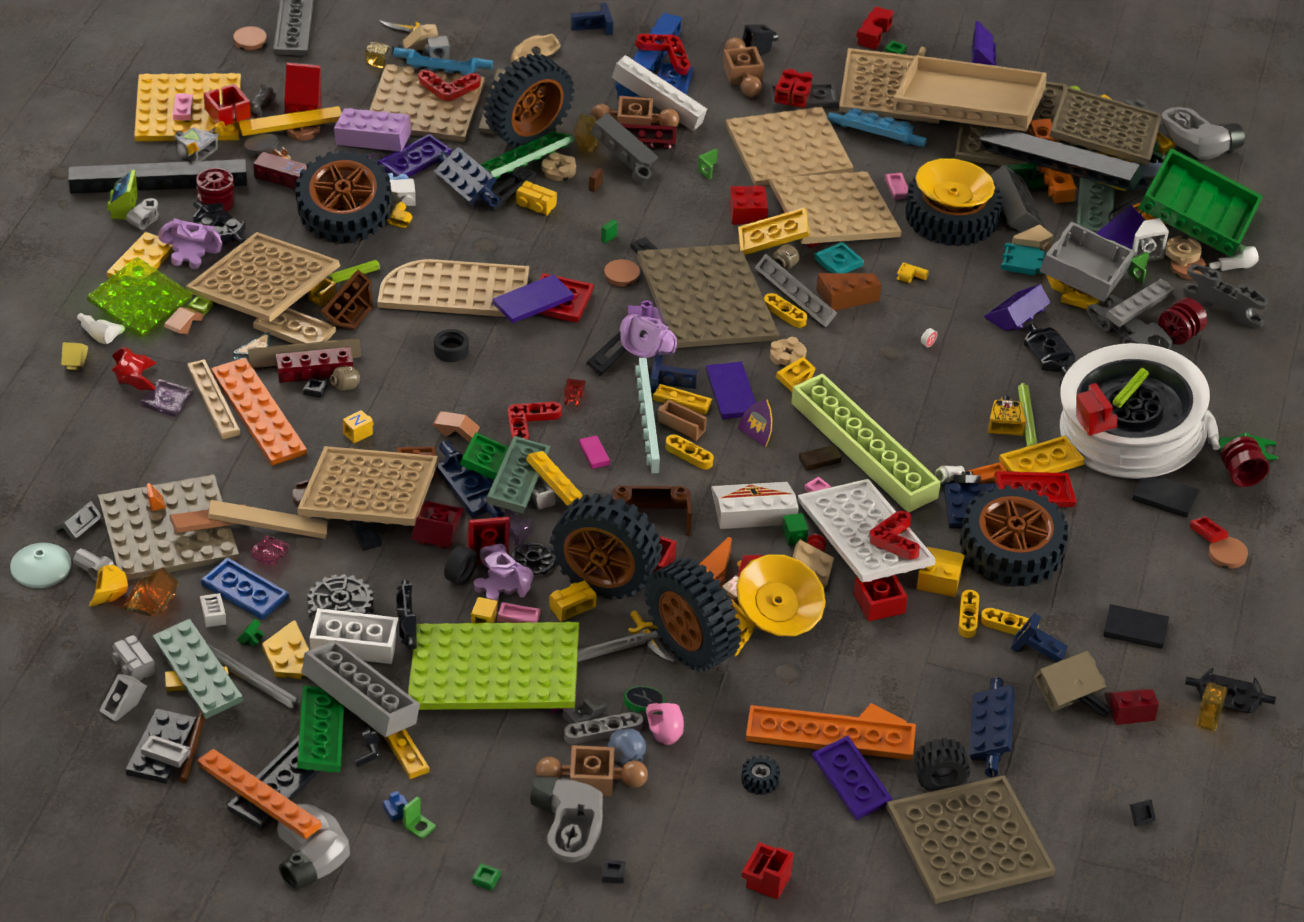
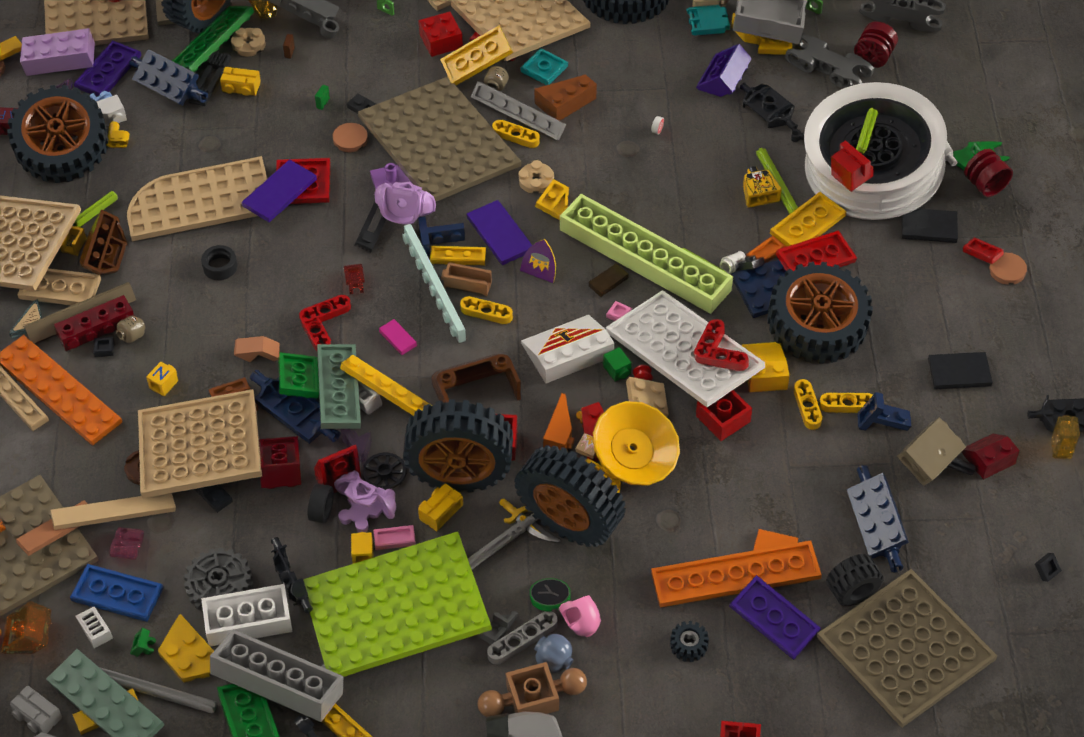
camera: 15 degrees left, 10 degrees up
(910, 271) = (612, 60): yellow piece -> none
(1140, 302) = (830, 36): light grey plate -> none

